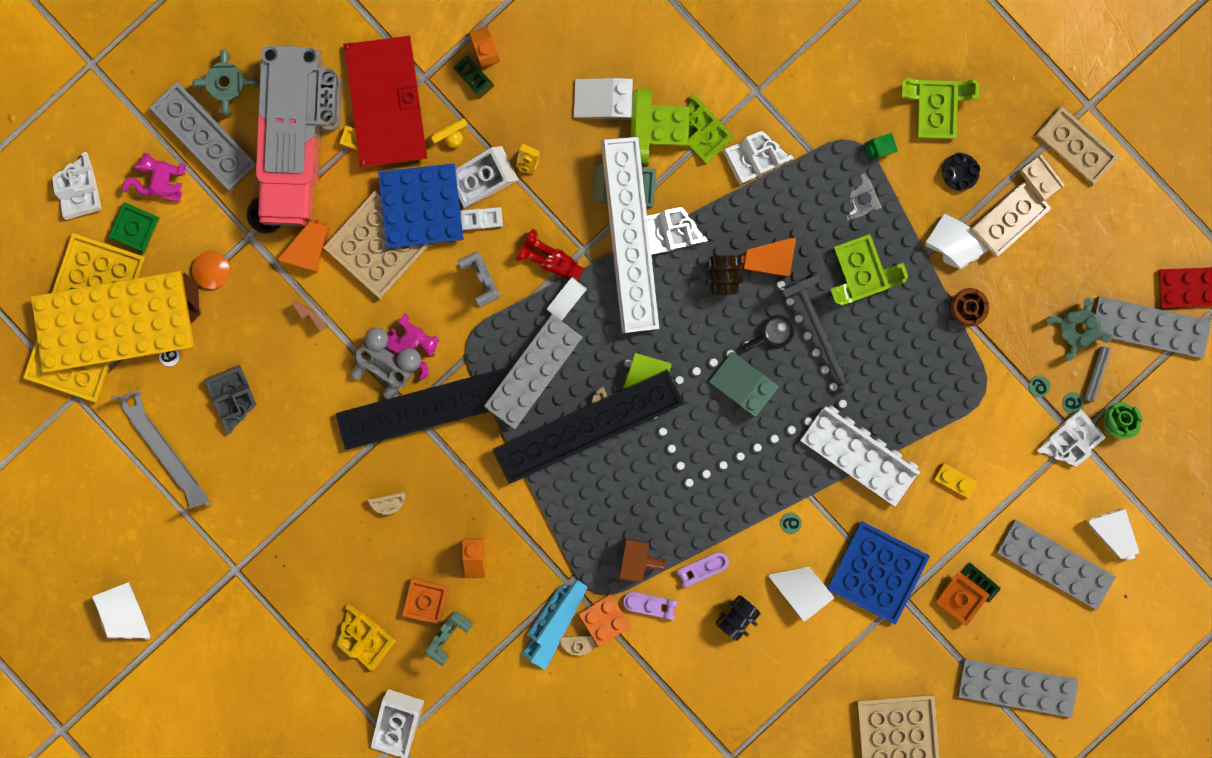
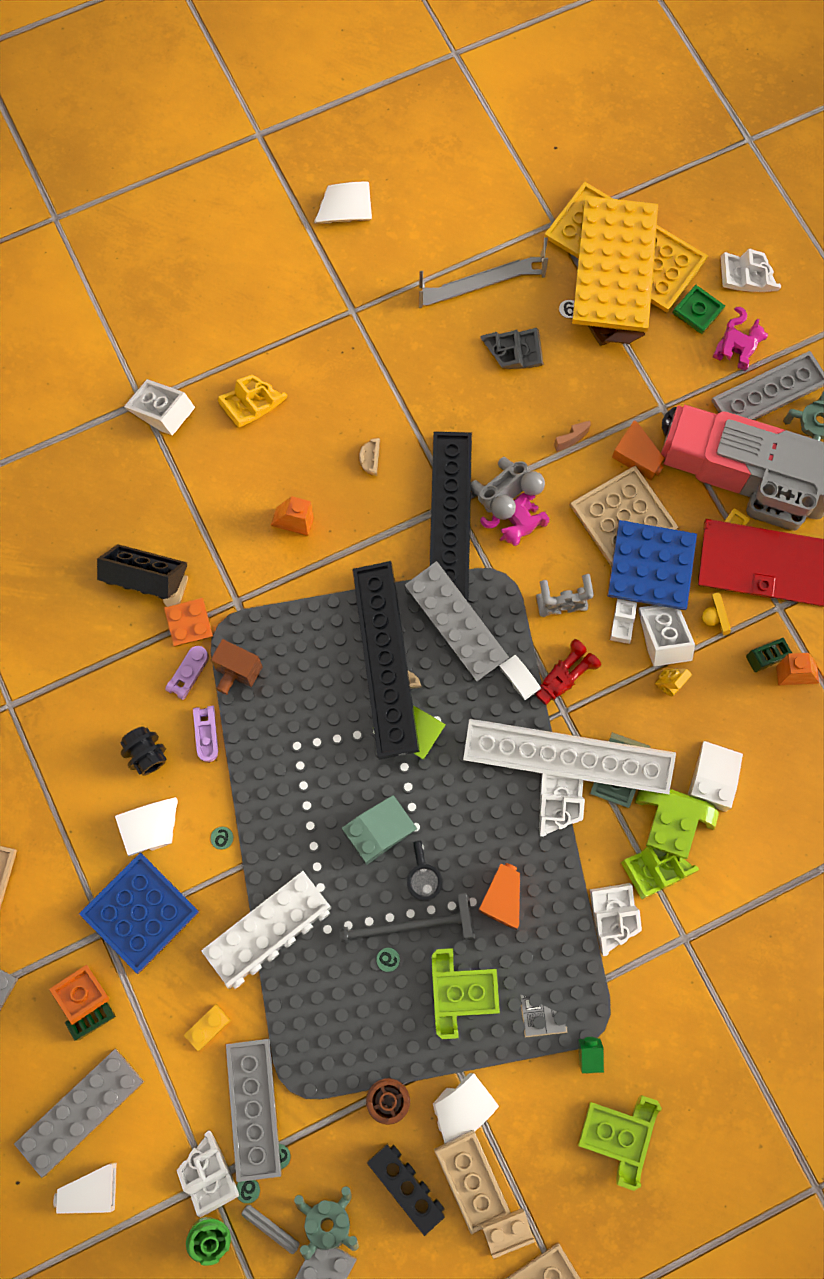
camera: 105 degrees right, 15 degrees down
(211, 270) = (640, 364): orange dish -> none
(425, 601) = (265, 463): orange plate -> none
(433, 650) = (230, 469): sand green plate -> none
(553, 623) = (204, 574): medium azure wedge -> none
(569, 680) = (141, 571): none -> black slope
(723, 275) = (499, 840): dark brown piece -> none
(852, 343) = (388, 959): none -> clear green sticker
(961, 171) = (540, 1140): black dish -> none
(1009, 418) = (253, 1110): none -> light grey plate
(1052, 249) = (423, 1220): none -> black brick

